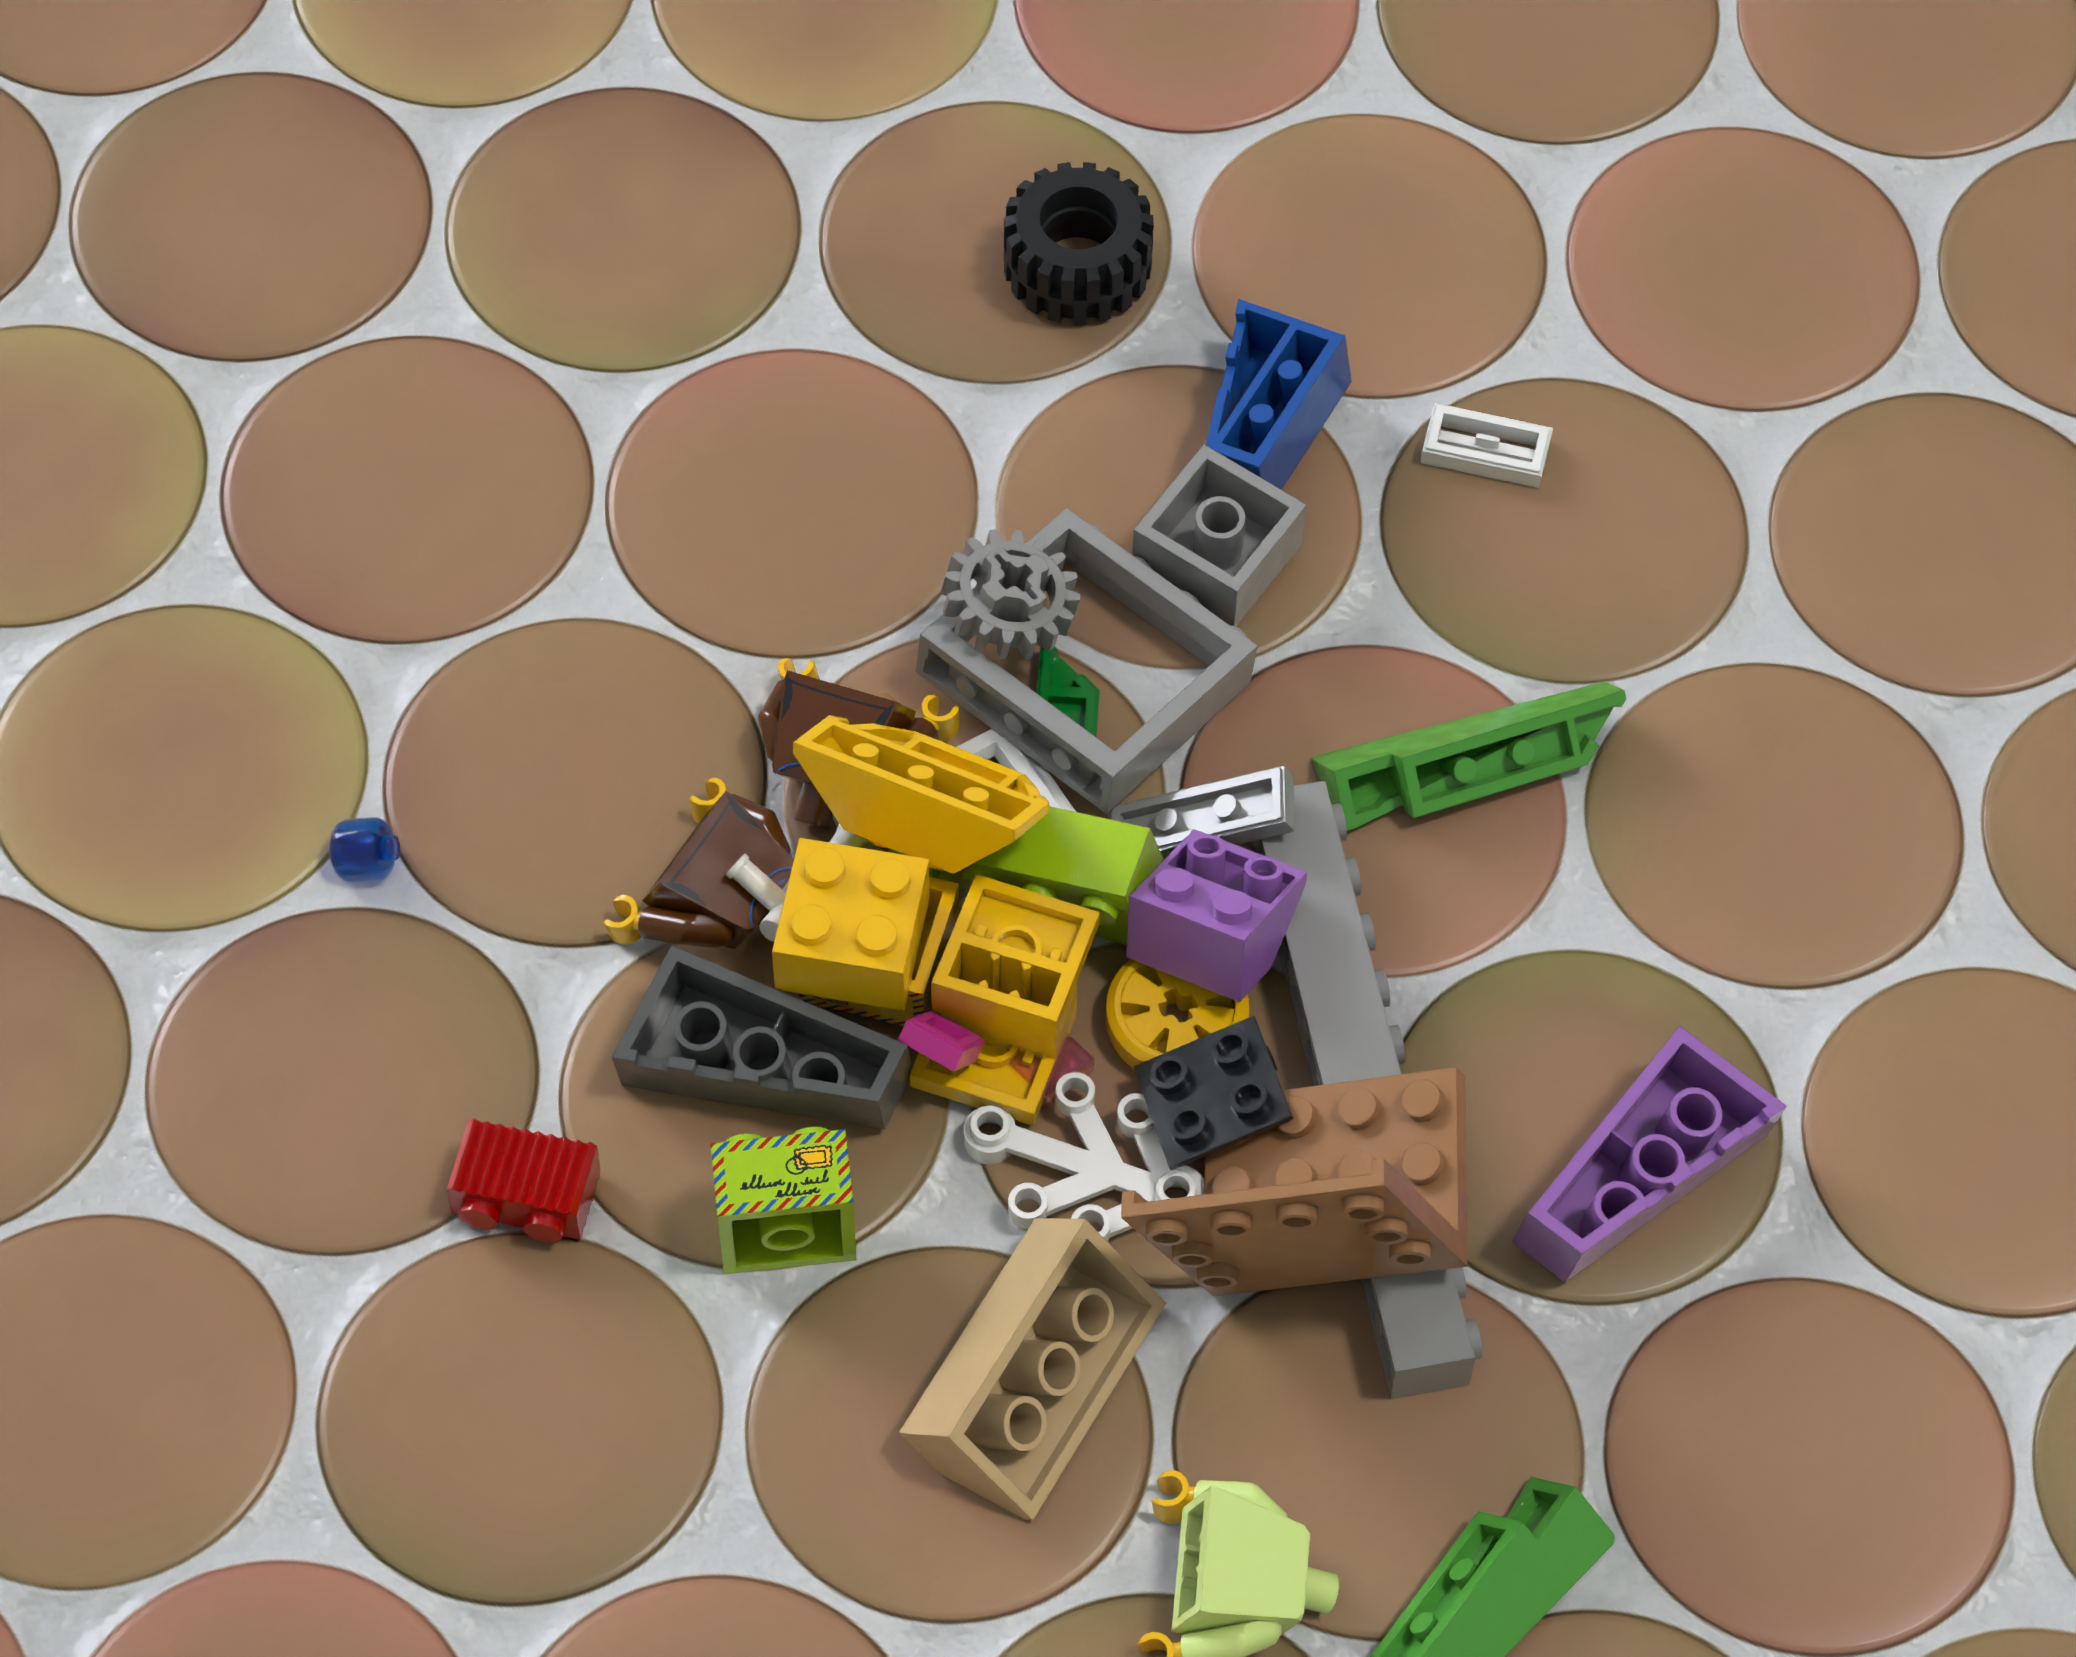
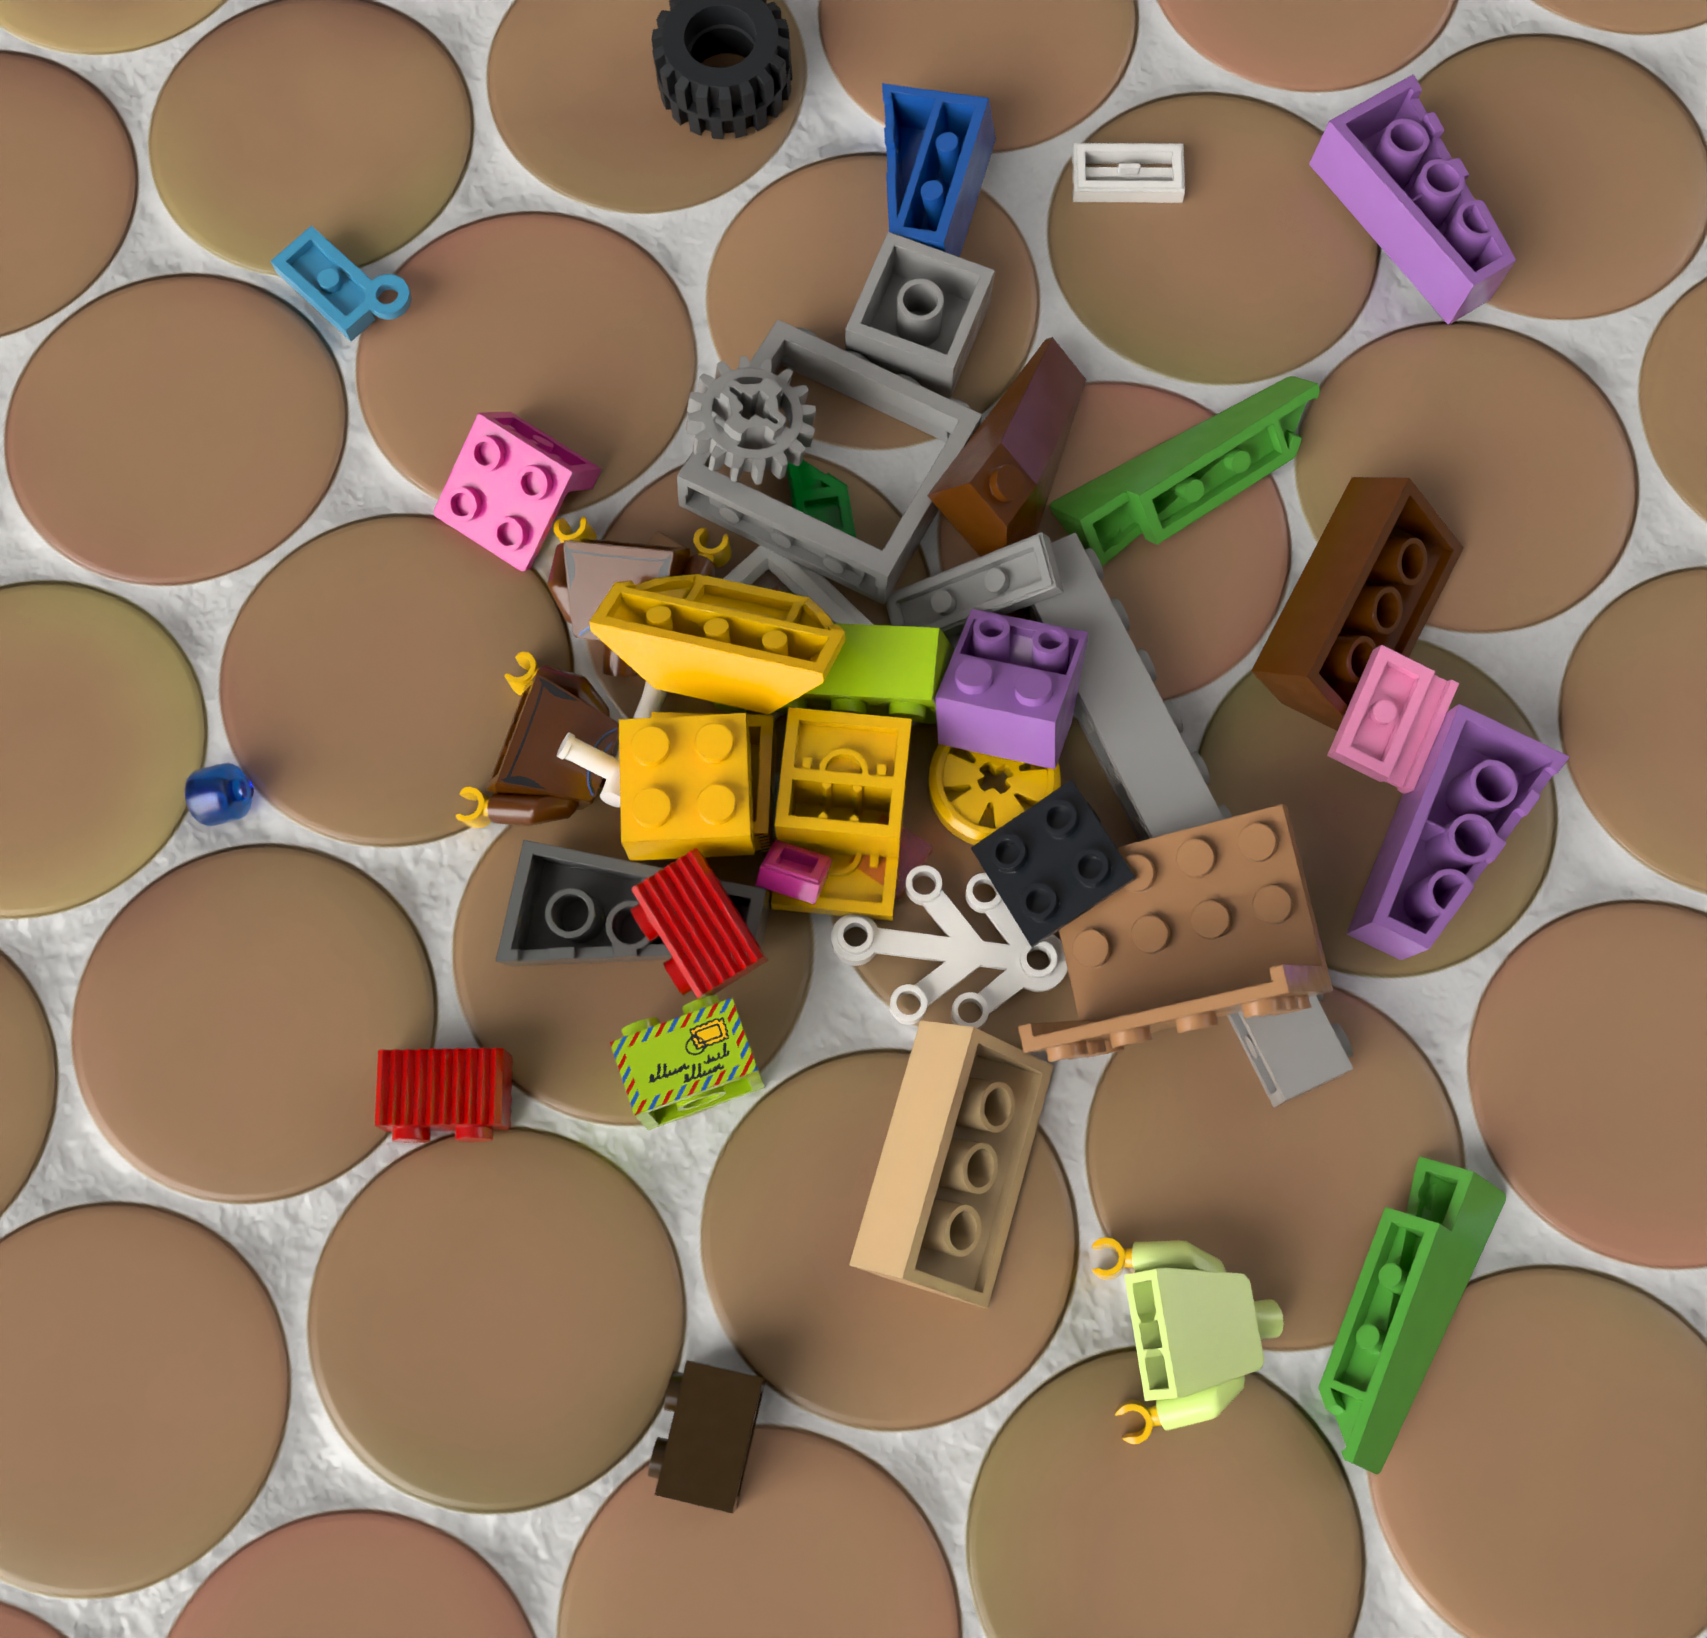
camera: 10 degrees left, 15 degrees up
(613, 382) = (338, 285): none -> dark azure hinge
(711, 1564) = (708, 1436): none -> dark brown piece
(743, 616) = (511, 486): none -> bracket
(828, 1055) = (697, 926): none -> red brick
(1286, 694) = (1009, 464): none -> reddish brown wedge
(1612, 1034) = (1393, 719): none -> bright pink plate
(1614, 923) = (1361, 589): none -> reddish brown slope
(1781, 530) = (1414, 199): none -> medium lavender wedge

